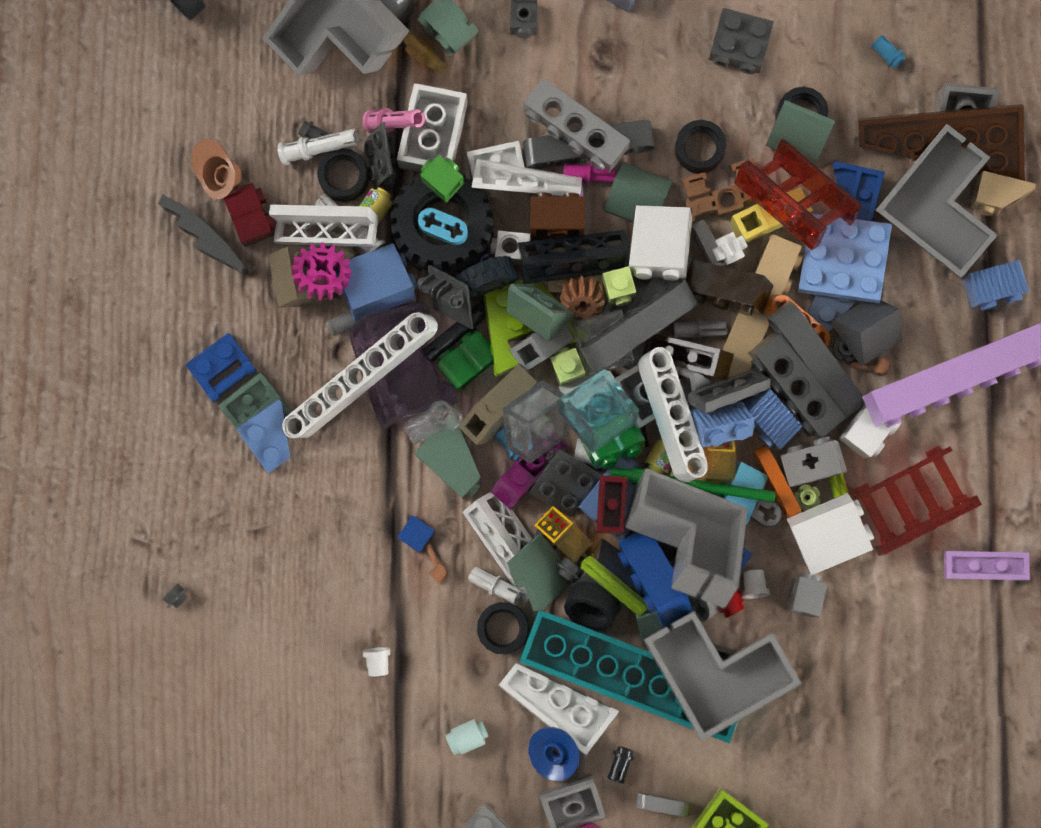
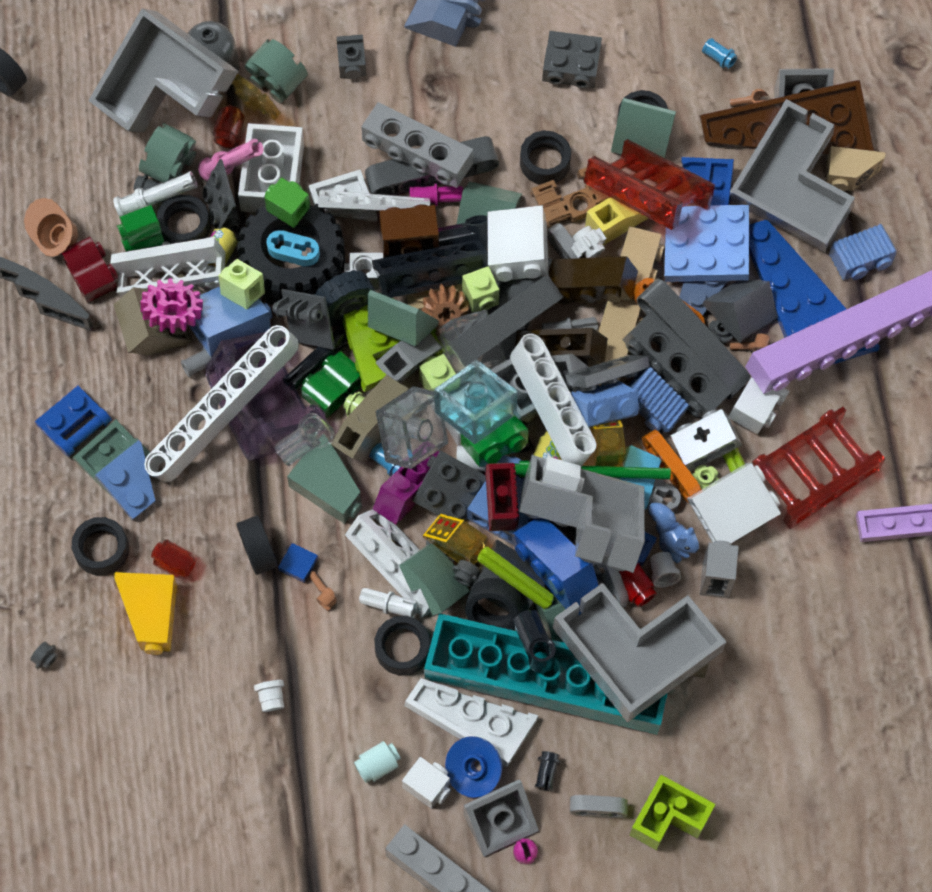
camera: 15 degrees left, 15 degrees down
(220, 482) = (92, 526): none -> black tyre
(274, 565) = (150, 608): none -> yellow slope
(300, 185) = (140, 230): none -> green brick
(301, 518) = (173, 559): none -> clear red brick
(333, 104) = (167, 153): none -> sand green brick
(378, 517) = (256, 545): none -> black tyre
(390, 255) = (241, 284): none -> yellowish green brick
(396, 78) = (228, 126): none -> clear red brick
(486, 383) = (352, 402): none -> yellowish green plate
(510, 762) = (427, 782): none -> white brick
(606, 221) = (473, 229): none -> black piece
(623, 649) = (535, 640): none -> black piece
(669, 495) = (562, 474): none -> white brick
(769, 554) = (673, 535): none -> medium blue animal
(910, 105) = (754, 98): none -> nougat hand
(927, 322) = (797, 291): none -> blue wing

